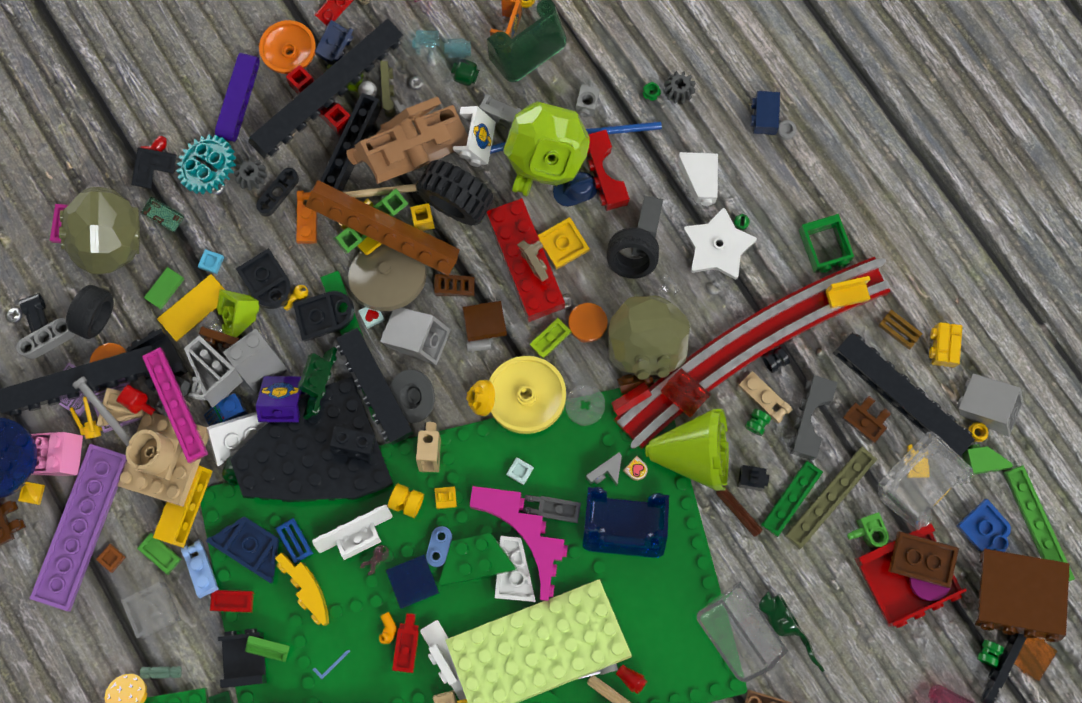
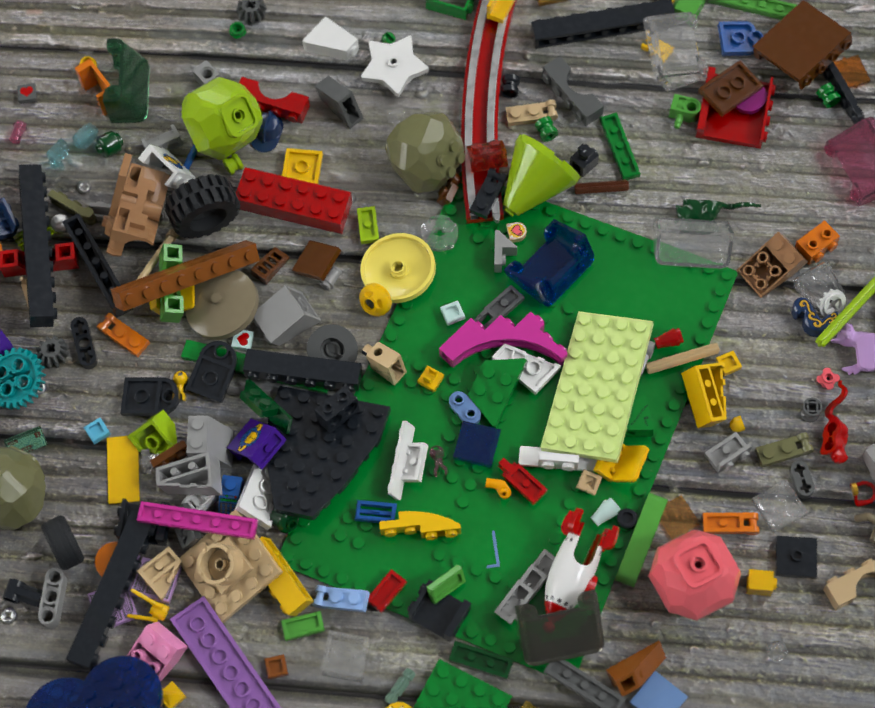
camera: 50 degrees left, 10 degrees down
(81, 384) = (175, 583): light grey bar -> none
(134, 400) = (166, 554): red piece -> none
(164, 288) = (88, 480): bright green tile -> none
(249, 546) = (354, 547): dark blue wing -> none
(405, 500) = (411, 405): yellow wheel -> none
(422, 217) = (197, 246): yellow brick -> none
(529, 254) = (297, 183): dark tan plate -> none
(588, 322) = (377, 191): orange tile -> none
(628, 128) = (255, 60): blue bar -> none
(629, 267) = (338, 118): black tyre -> none
(631, 399) = (461, 196): red tile -> none
(649, 421) = (488, 194): none -> black plate
(830, 497) = (639, 121): olive tile -> none
(864, 422) = (602, 61): reddish brown plate -> none

